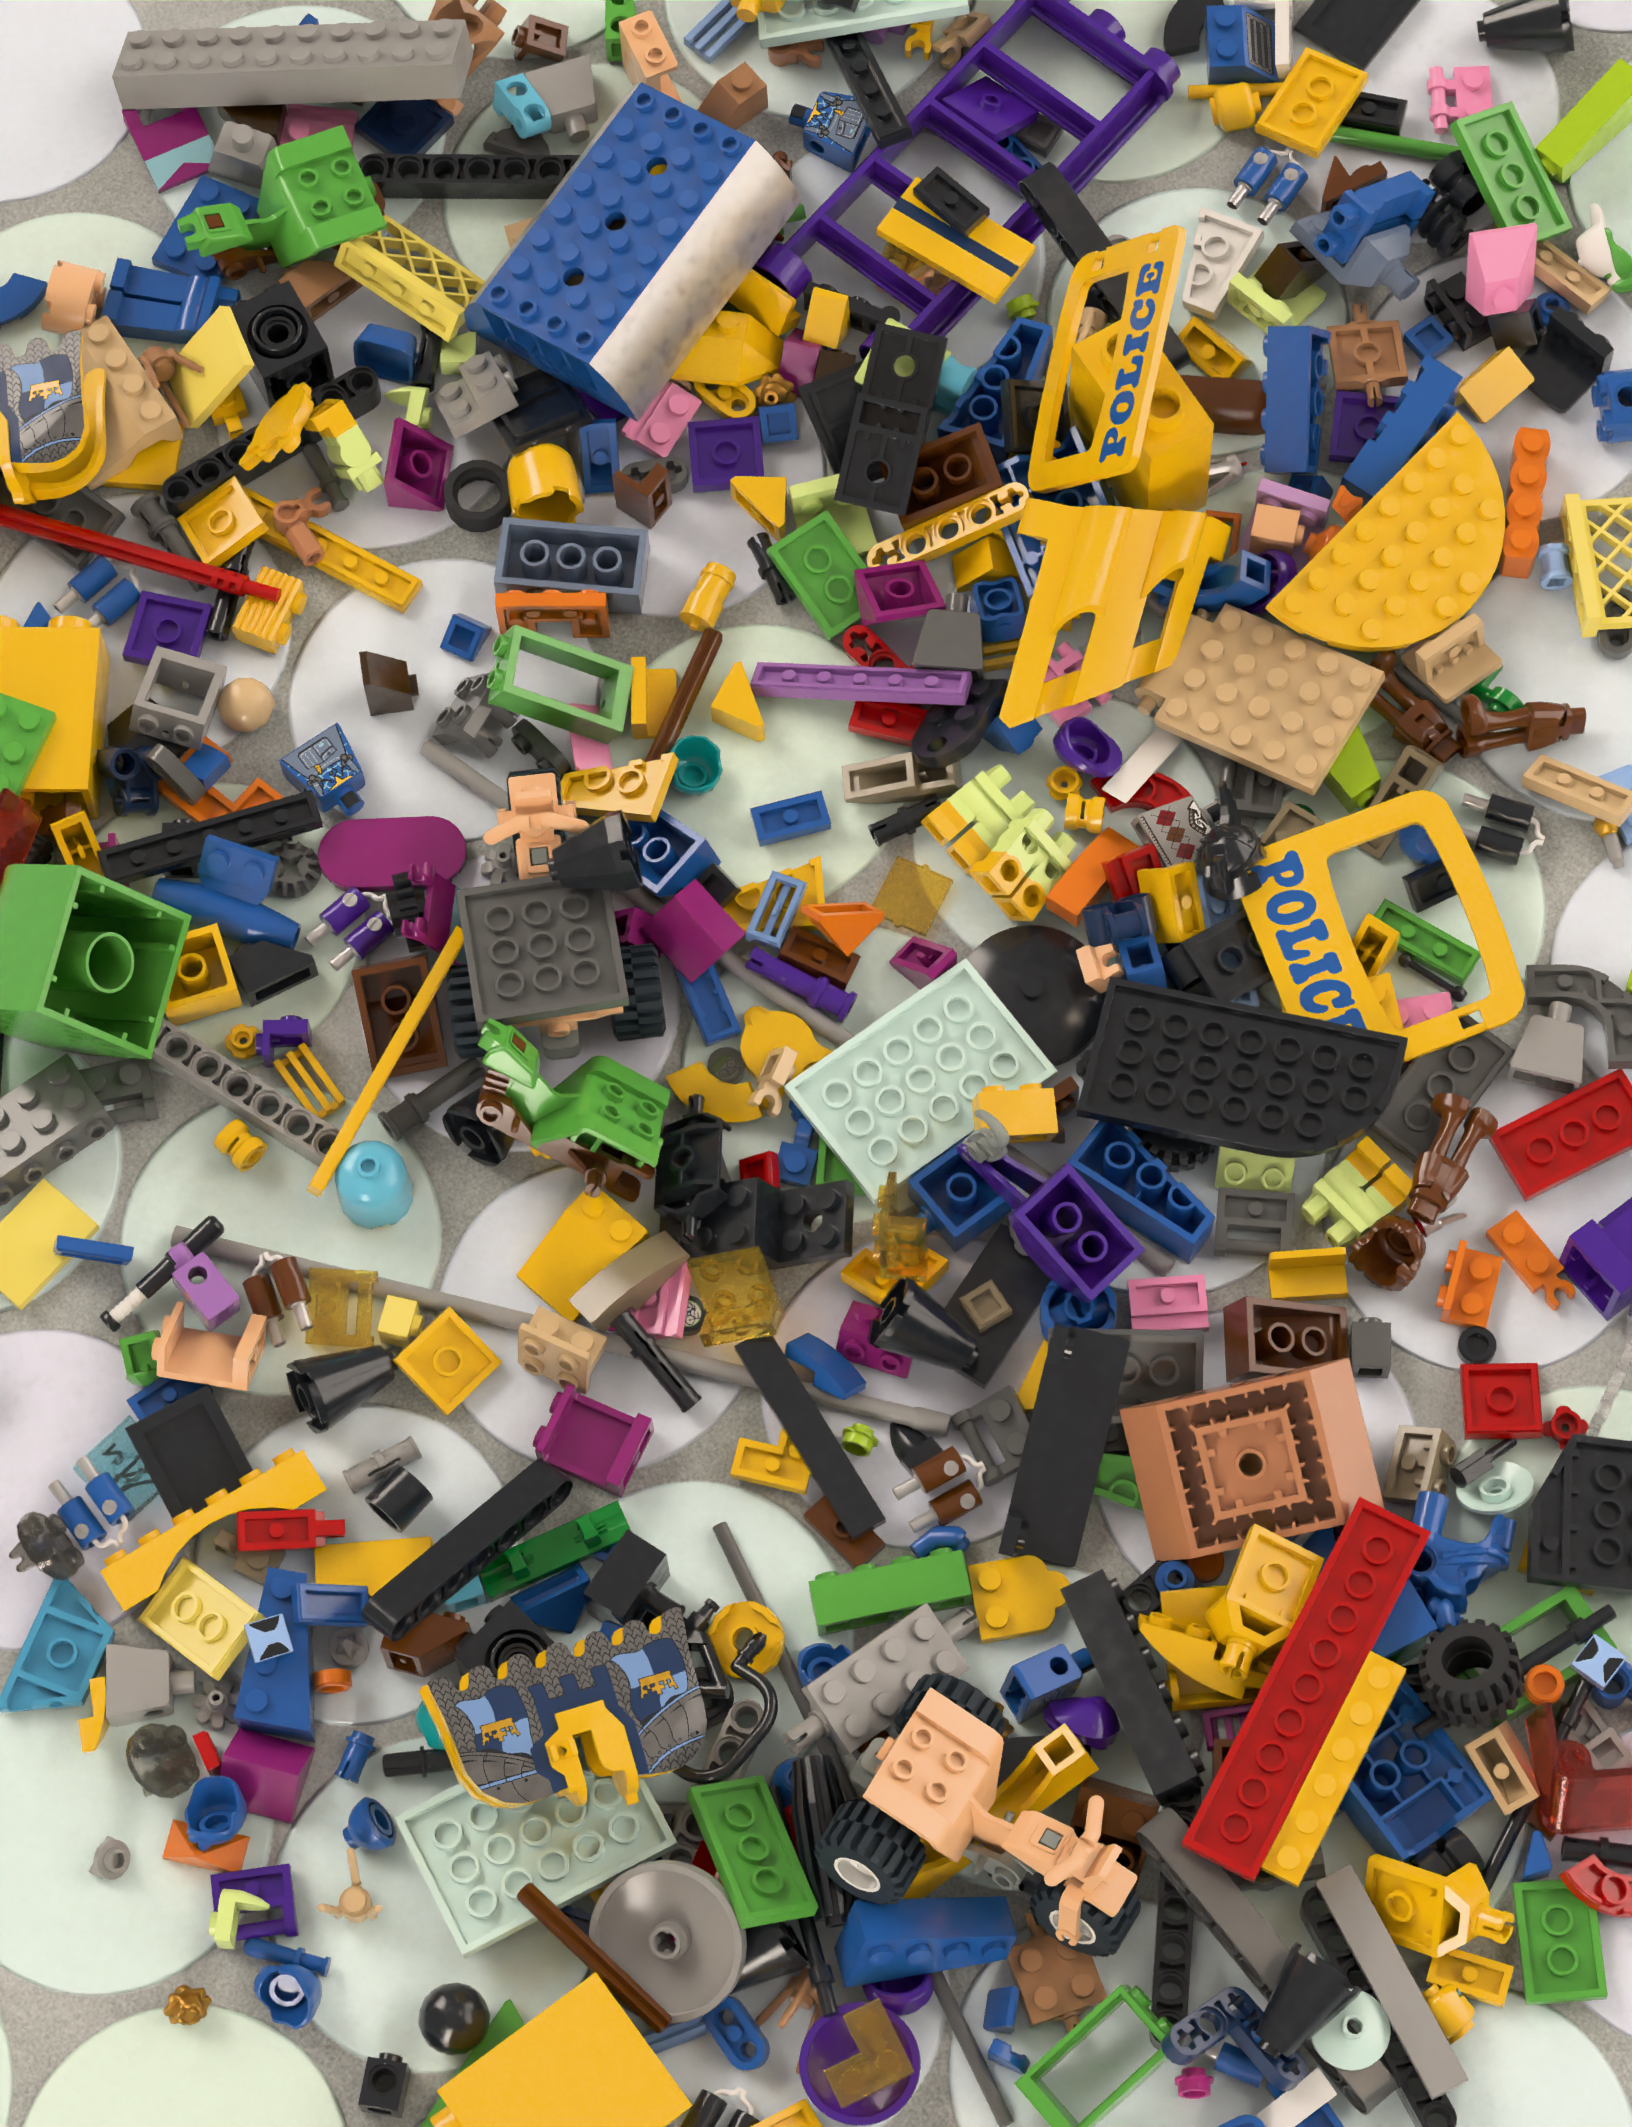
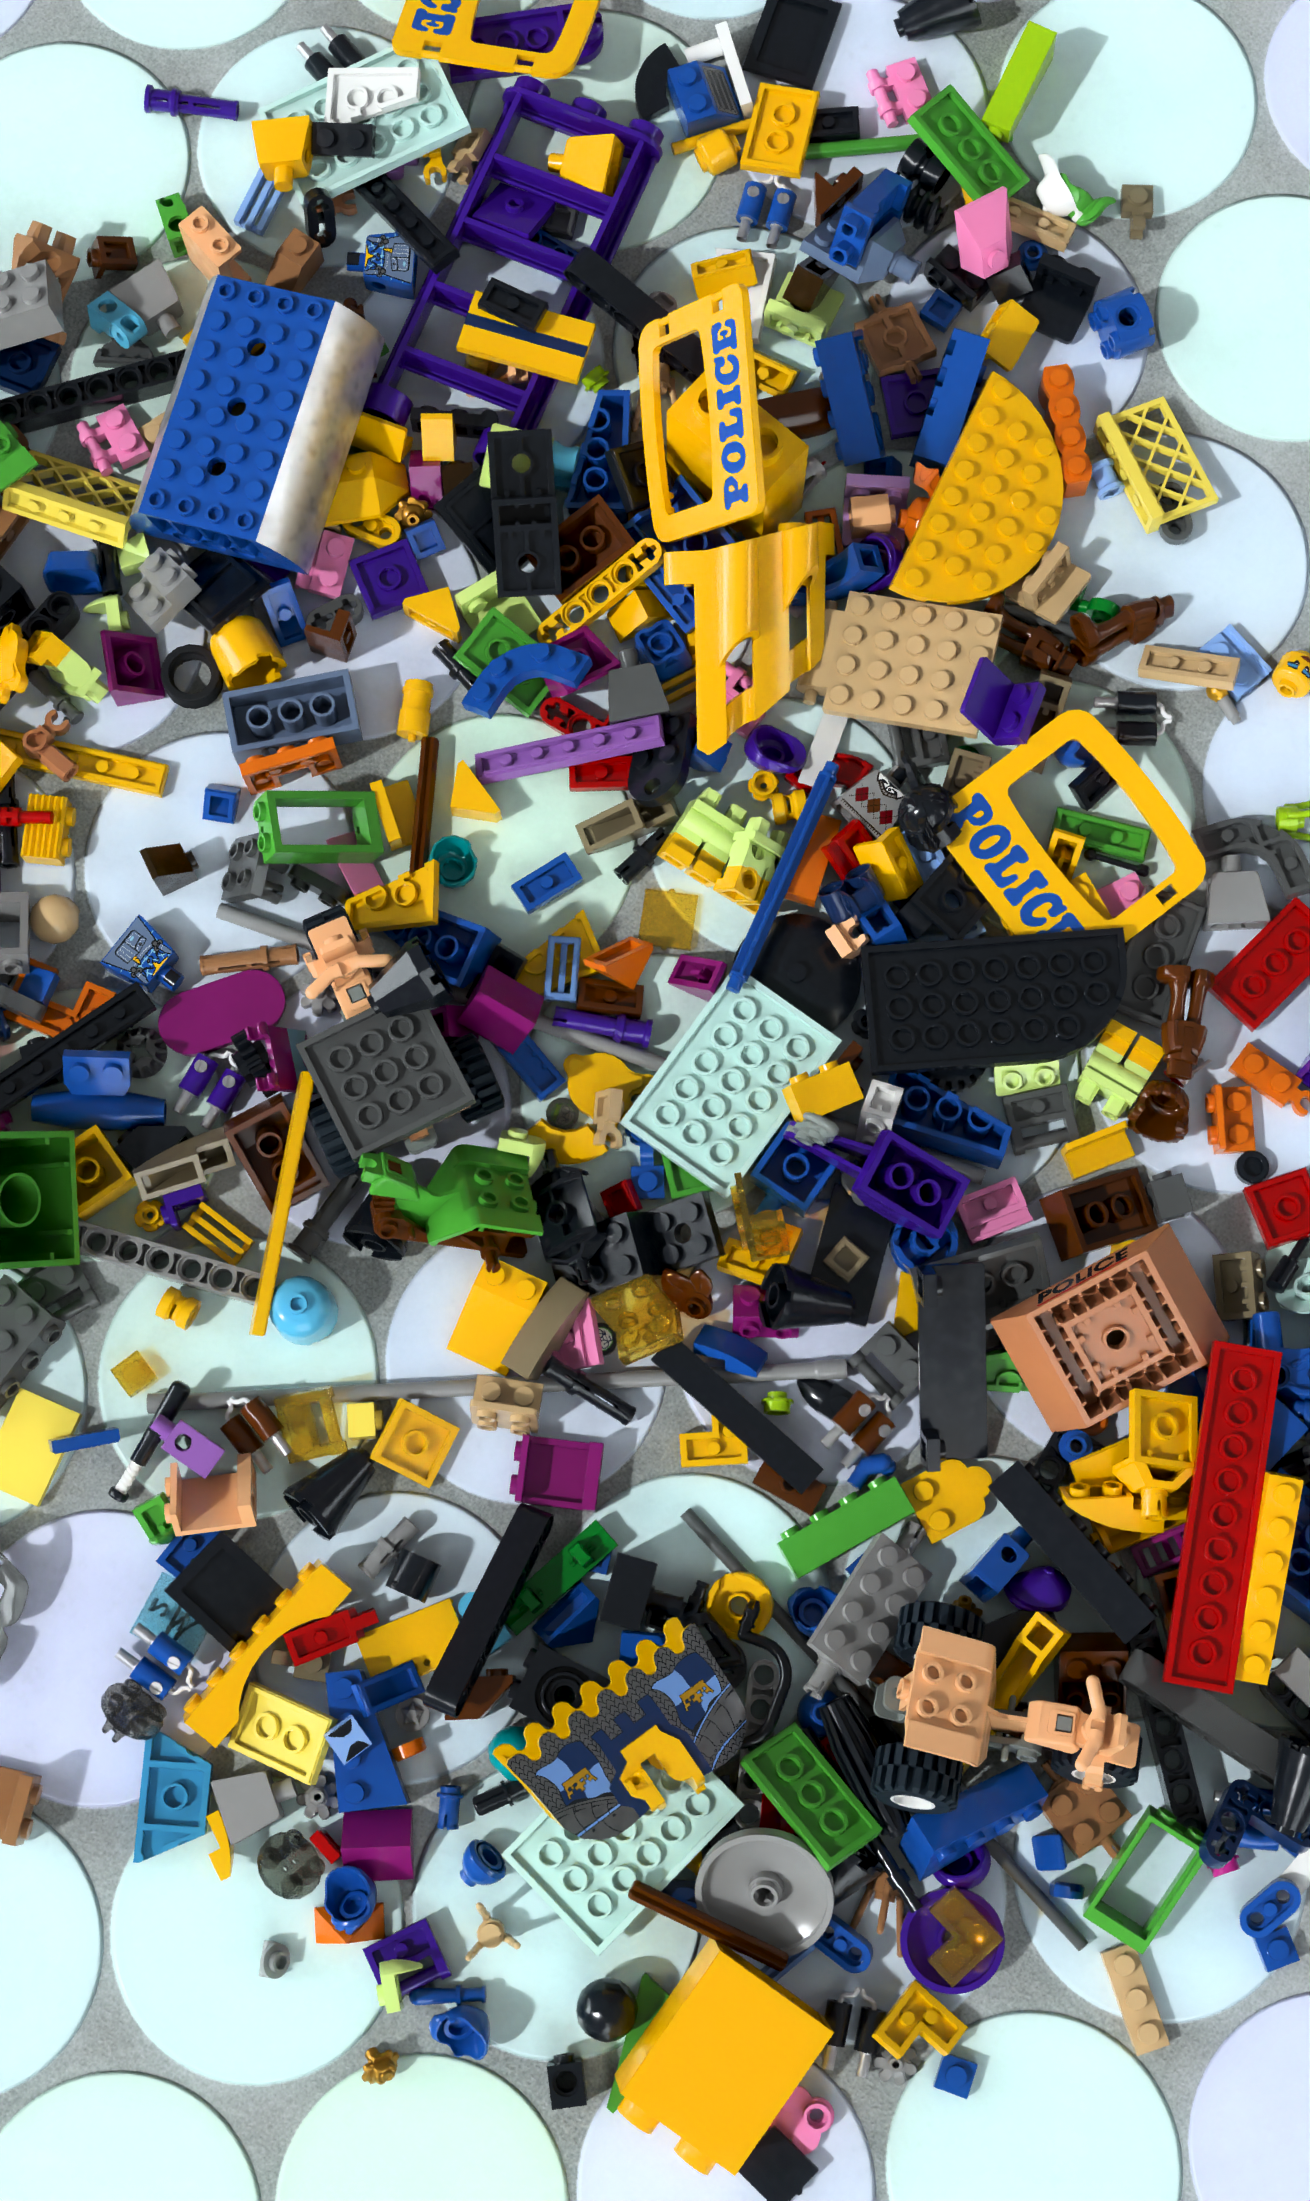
camera: 20 degrees left, 10 degrees up
(170, 1201) = (134, 1373): none -> clear yellow plate
(297, 995) = (184, 1164): none -> dark tan slope
(452, 808) = (251, 959): none -> medium nougat pin
(488, 228) = (122, 435): none -> bright pink plate
(666, 1075) = (519, 1142): none -> yellowish green plate
(783, 60) = (326, 216): none -> black beam
(799, 1288) = (690, 1293): none -> reddish brown plate
(832, 578) = (520, 664): none -> blue plate
(1048, 880) = (782, 877): none -> blue piece
(1073, 1145) = (878, 1111): none -> white bracket
(1090, 79) = (590, 162): none -> yellow torso
(1207, 234) = (719, 272): none -> yellow slope
(1347, 764) = (999, 706): none -> dark purple bracket

